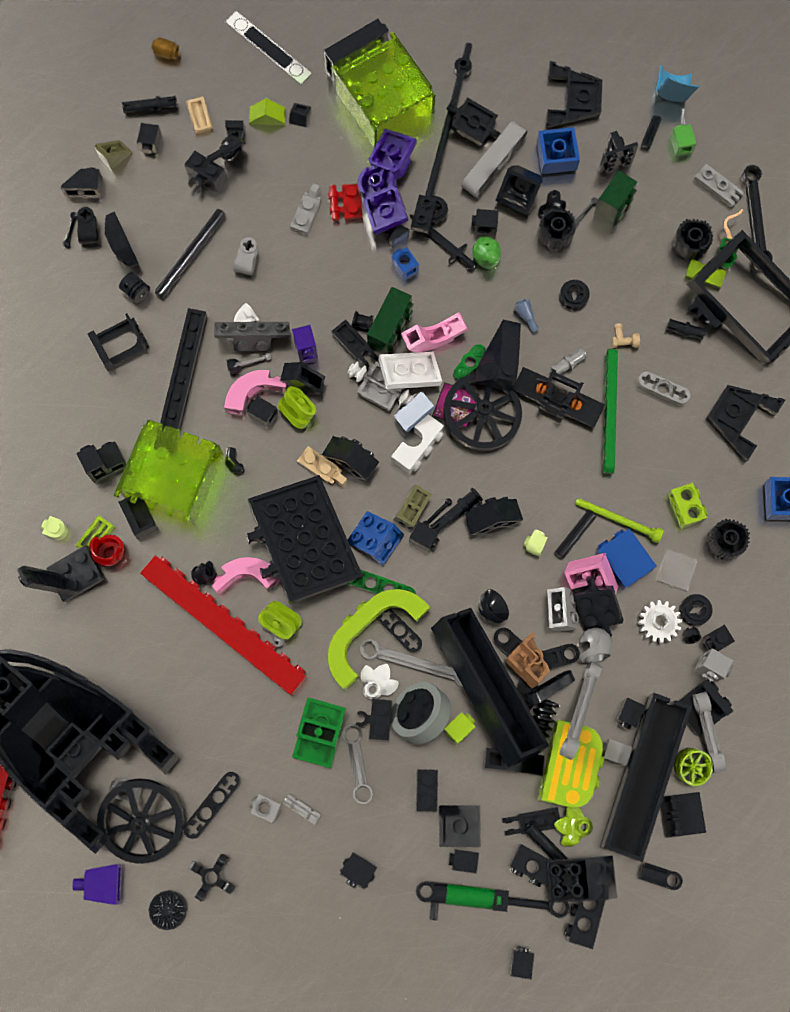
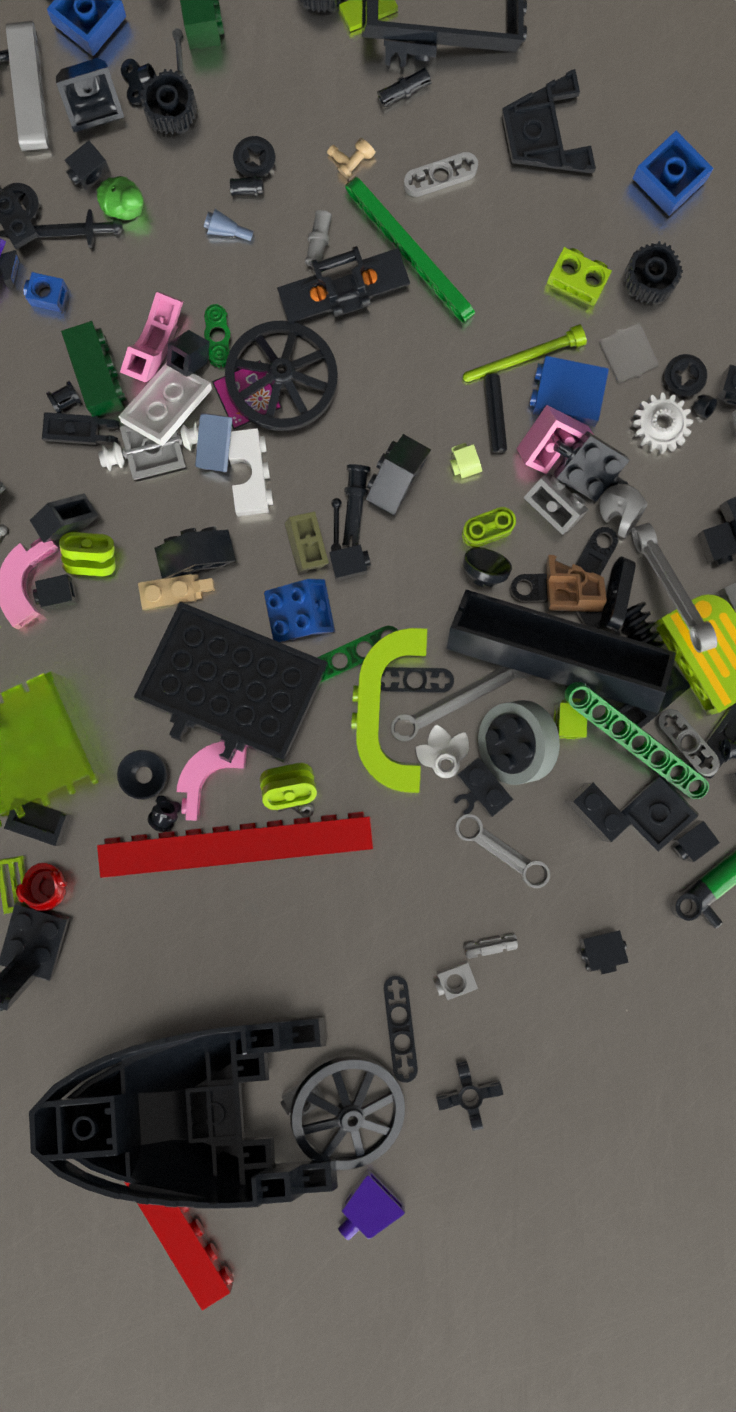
camera: 45 degrees left, 10 degrees up
(167, 910) = (457, 1167): black wheel -> none
(210, 533) = (128, 774): none -> black piece
(230, 461) = (77, 675): black arm -> none
(305, 344) = (29, 479): dark purple brick -> none
(319, 732) = (437, 858): green bracket -> none
(445, 356) = (187, 353): none -> black brick
(481, 783) = (627, 735): none -> green beam
(501, 359) = (247, 300): black wedge -> none
(514, 588) = (488, 527): none -> lime brick
(518, 790) = (682, 722): none -> light grey beam
(557, 304) = (247, 186): none -> black pin

